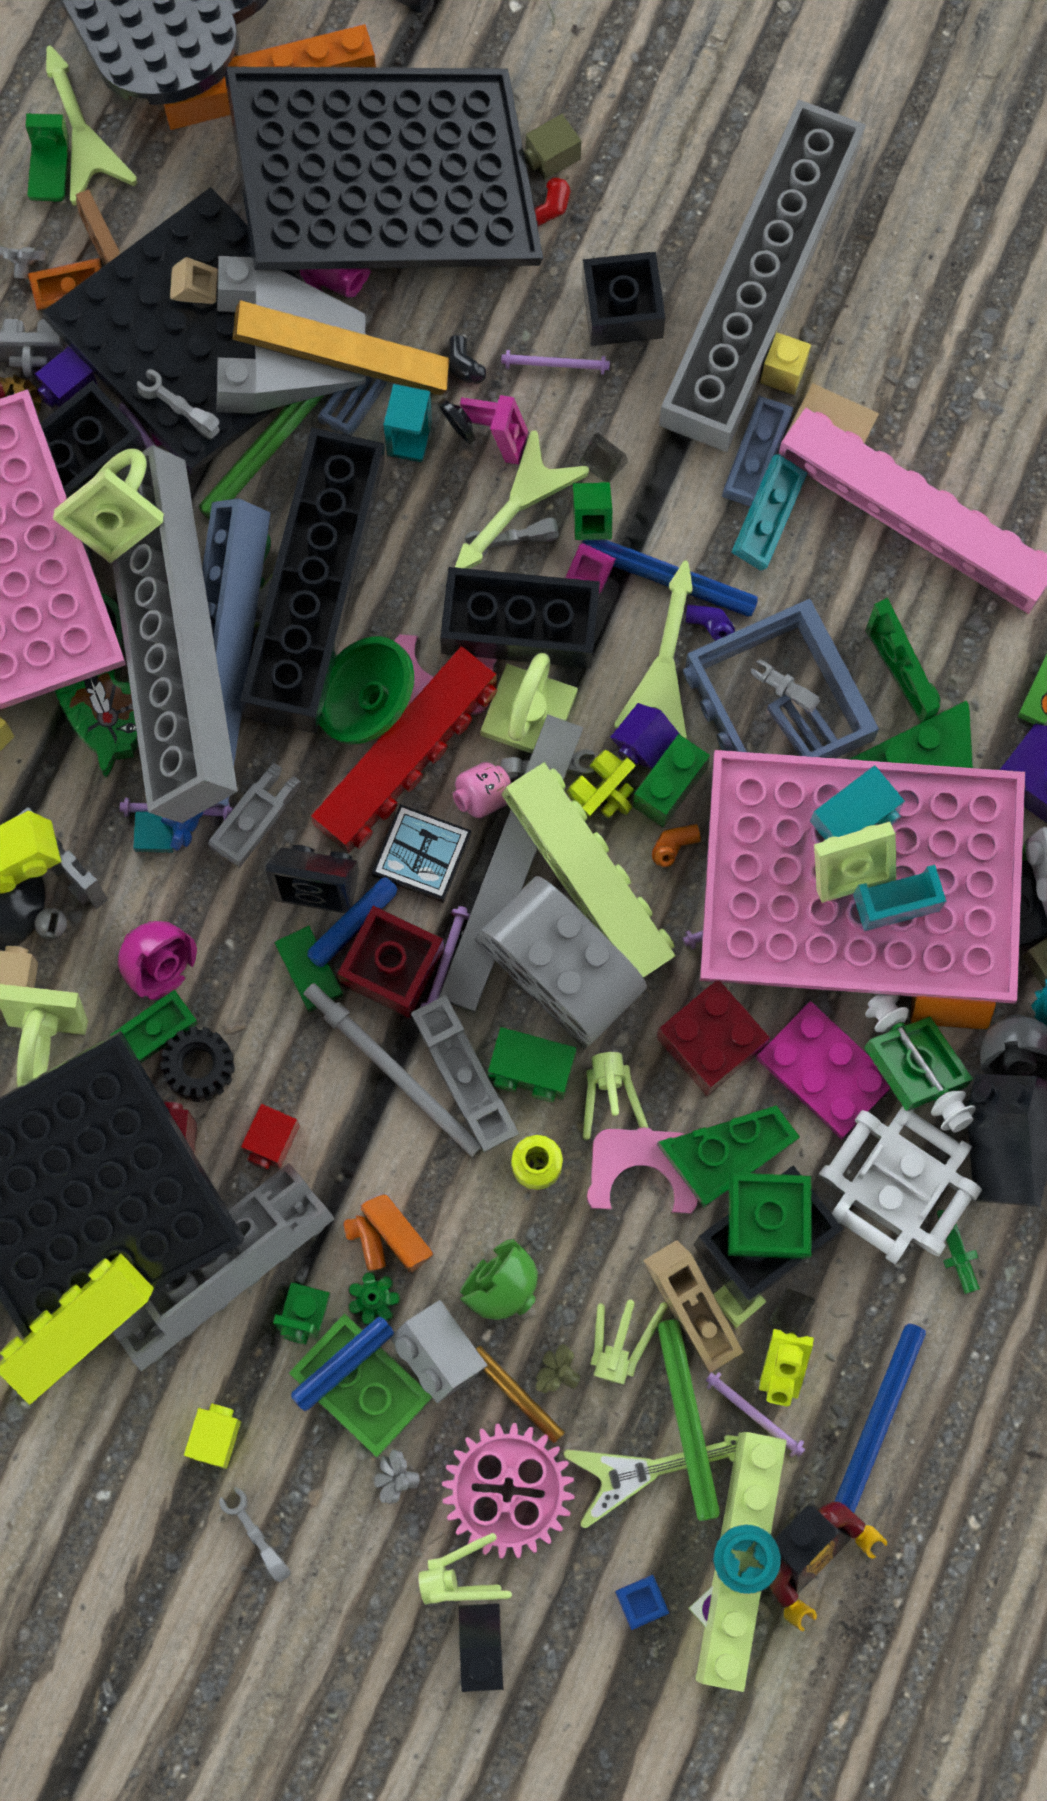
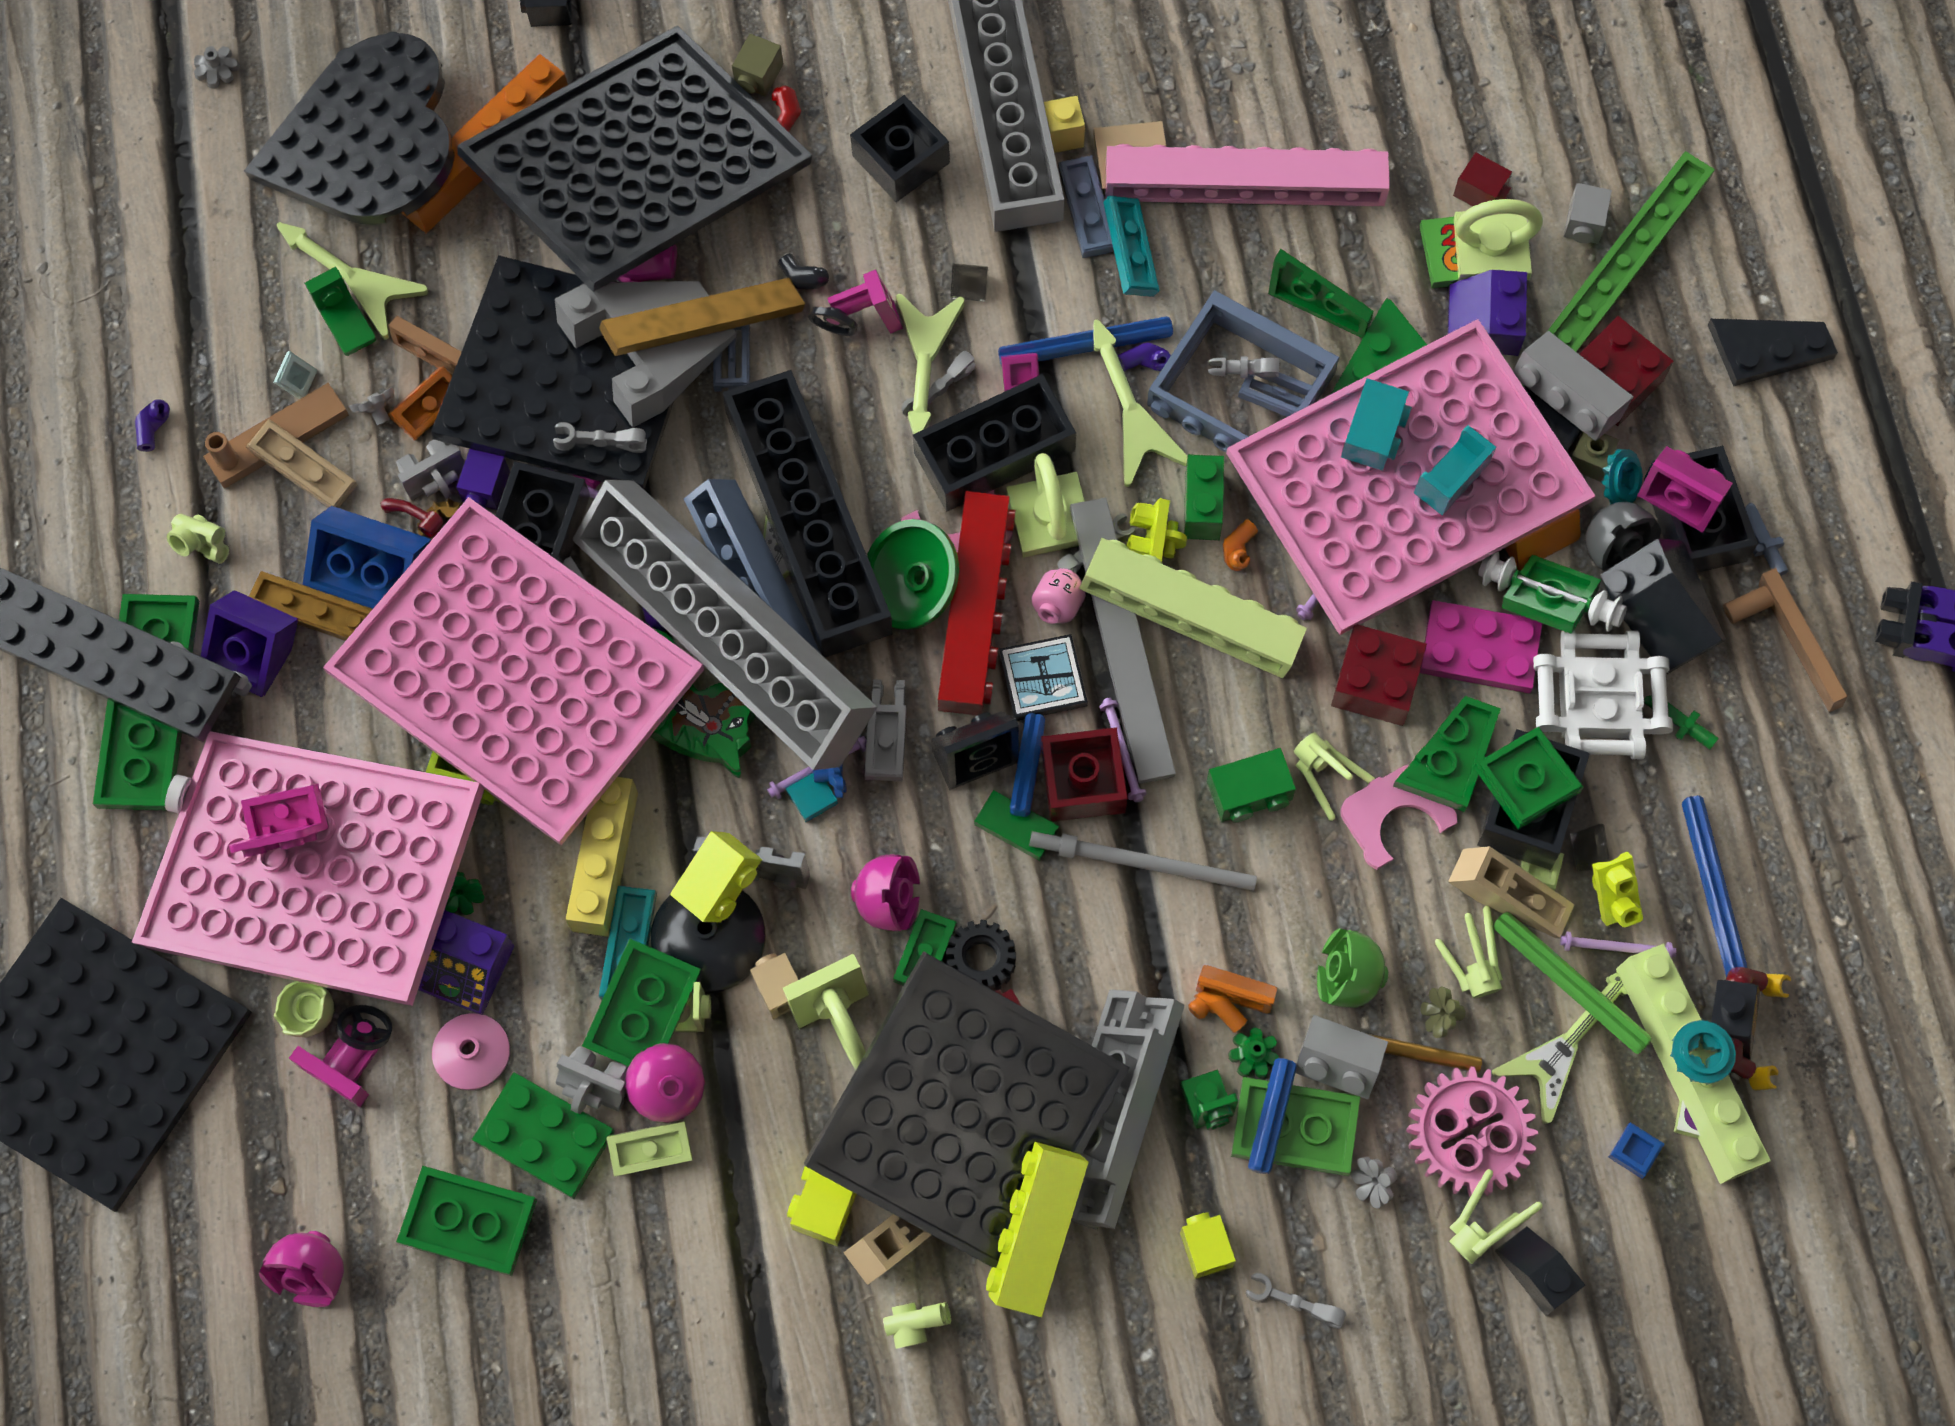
camera: 30 degrees left, 5 degrees down
(42, 923) = (772, 925): light grey hinge -> none
(110, 511) = (610, 550): yellowish green tile -> none
(193, 282) = (541, 336): tan slope -> none
(258, 453) = (684, 448): bright green axle -> none
(269, 1137) = (1082, 977): red brick -> none
(408, 423) = (795, 342): teal panel -> none
(464, 1074) = (1202, 829): light grey slope -> none
(535, 1148) = (1320, 850): neon yellow head -> none
(555, 362) = (916, 211): lavender axle -> none
(562, 961) = (1223, 685): light grey brick -> none
(592, 511) = (992, 326): green brick -> none
(644, 735) = (1159, 474): dark purple brick -> none
(854, 860) = (1403, 460): yellowish green plate -> none

